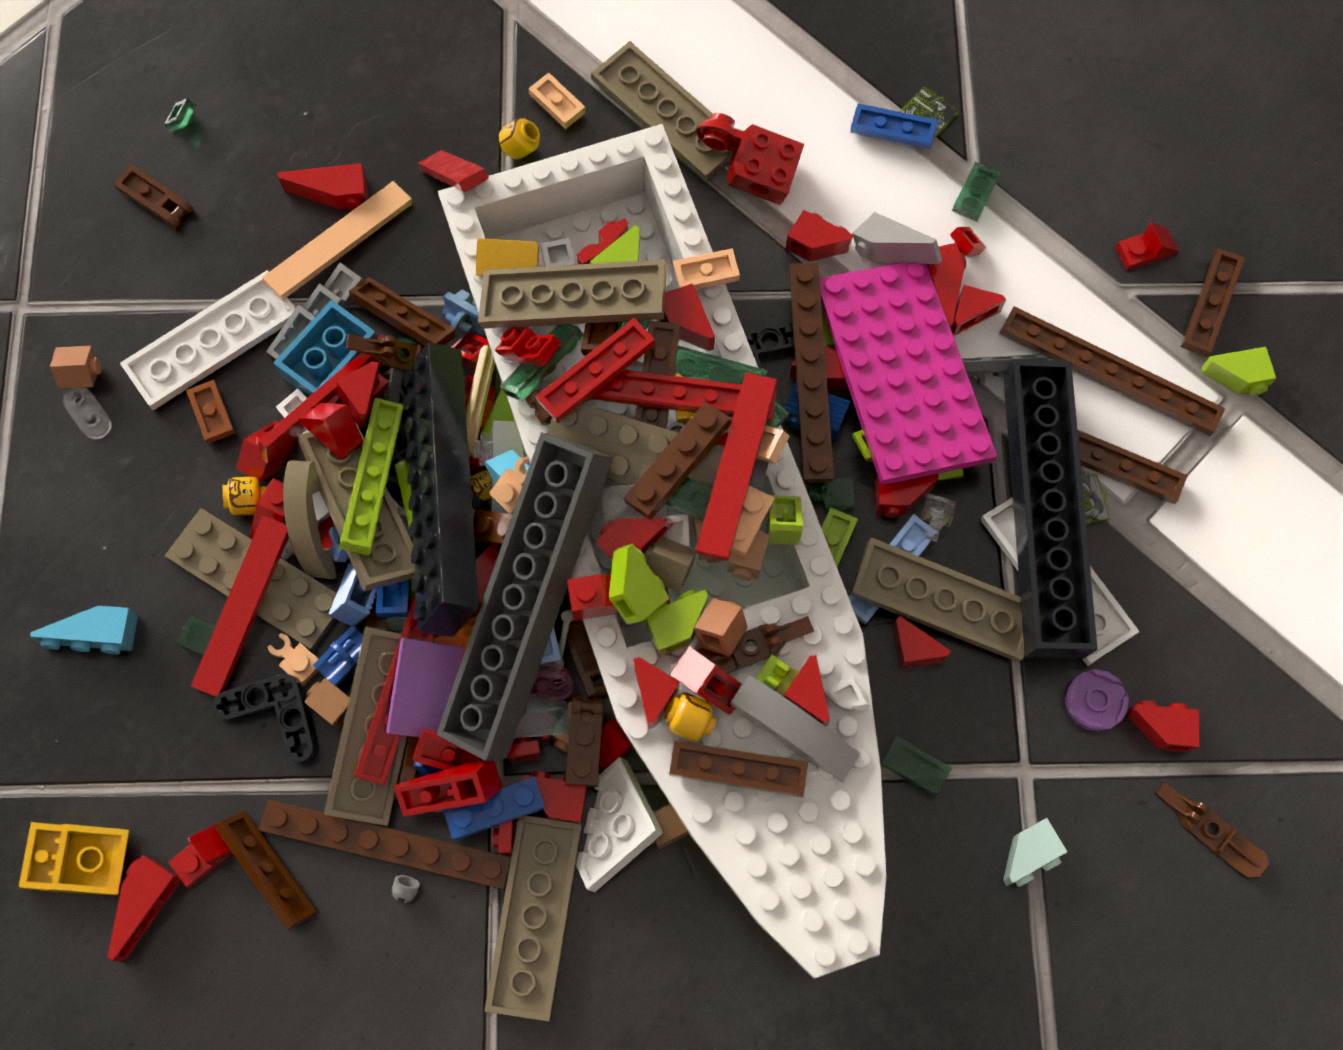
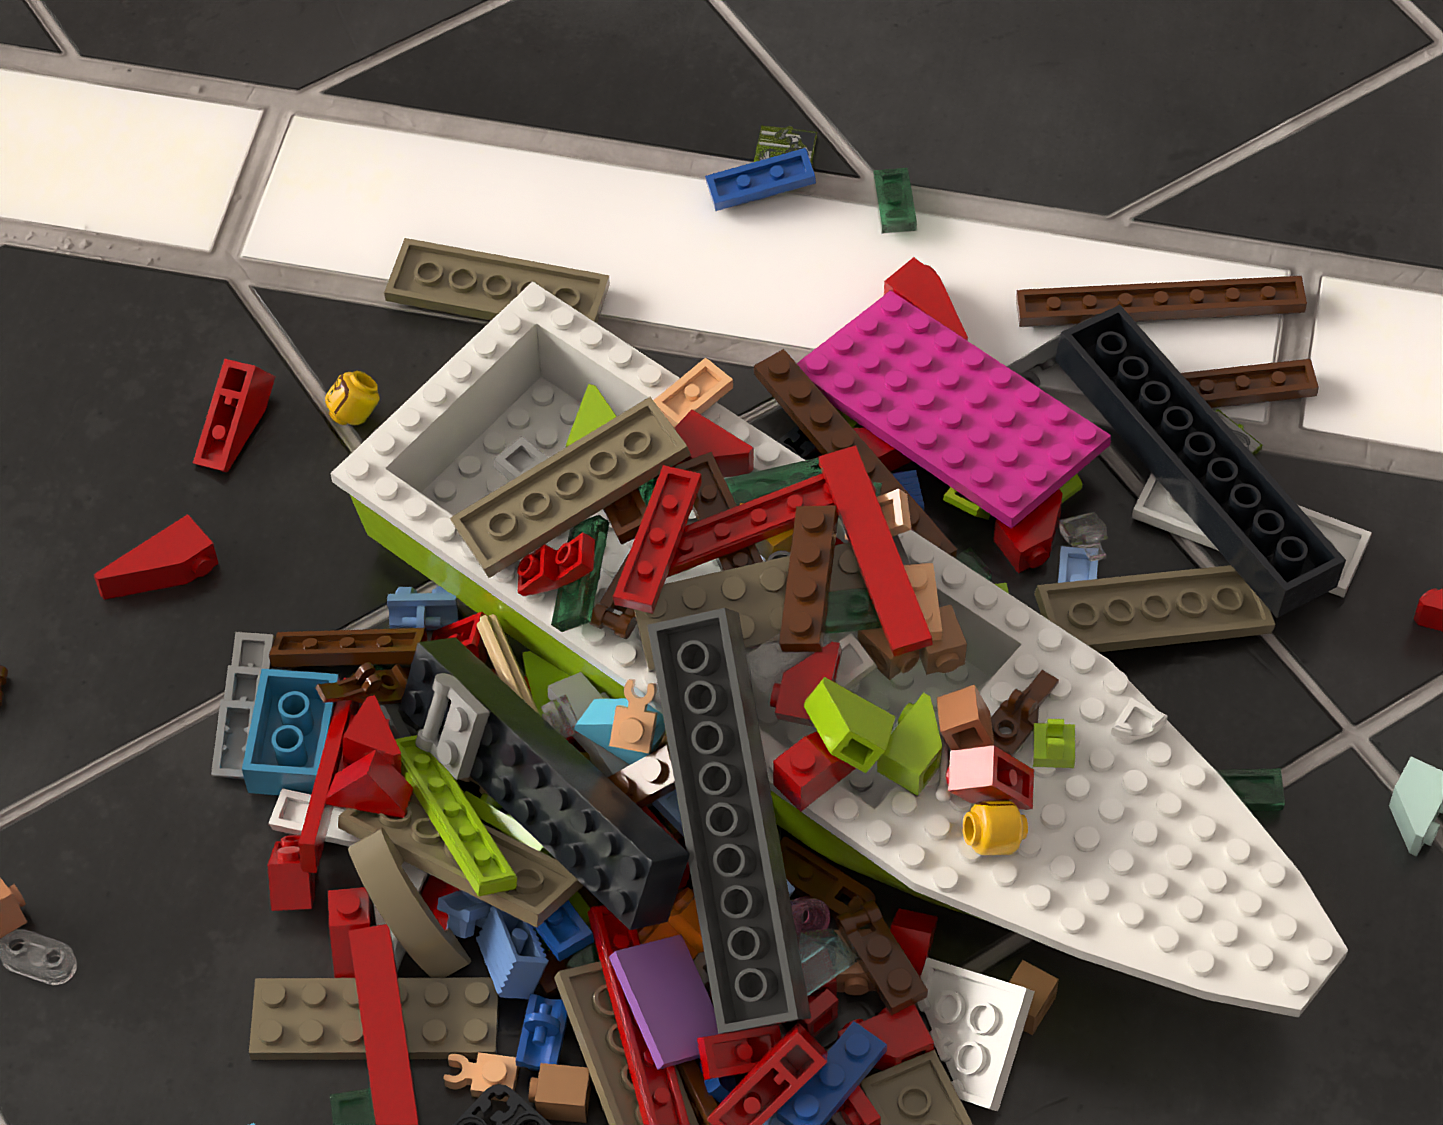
camera: 30 degrees left, 15 degrees down
(207, 342) = (133, 799): white plate -> none
(210, 411) = (192, 872): dark orange plate -> none
(242, 495) = (300, 935): yellow head -> none
(337, 241) = (213, 613): light nougat tile -> none
(409, 414) = (462, 729): none -> light grey plate
(441, 106) = (233, 413): none -> red slope
(453, 170) = (317, 455): red tile -> none
(505, 254) = (459, 491): yellow slope -> none
(557, 100) = (364, 340): light nougat plate -> none
(607, 235) = (564, 413): red slope -> none
(655, 690) = (937, 823): red slope -> none
(670, 562) = (872, 684): dark tan brick -> none
(738, 769) = (1080, 850): reddish brown plate -> none
(760, 159) = (640, 283): red brick -> none
(785, 520) = (960, 587): lime slope -> none
(795, 728) = (1110, 775): light grey slope -> none
(808, 692) = (1101, 739): red slope -> none
(816, 238) = (759, 331): red slope -> none
(893, 242) = (846, 290): light grey slope -> none
(915, 646) = (1157, 672): red slope -> none
(967, 241) = (923, 252): red plate -> none
(975, 307) = (979, 309): red slope -> none
(1096, 700) = (1376, 625): medium lavender tile -> none
(1147, 247) = (1109, 166): red slope -> none
(1212, 302) = (1215, 183): reddish brown plate -> none
(1242, 370) = (1291, 232): lime slope -> none

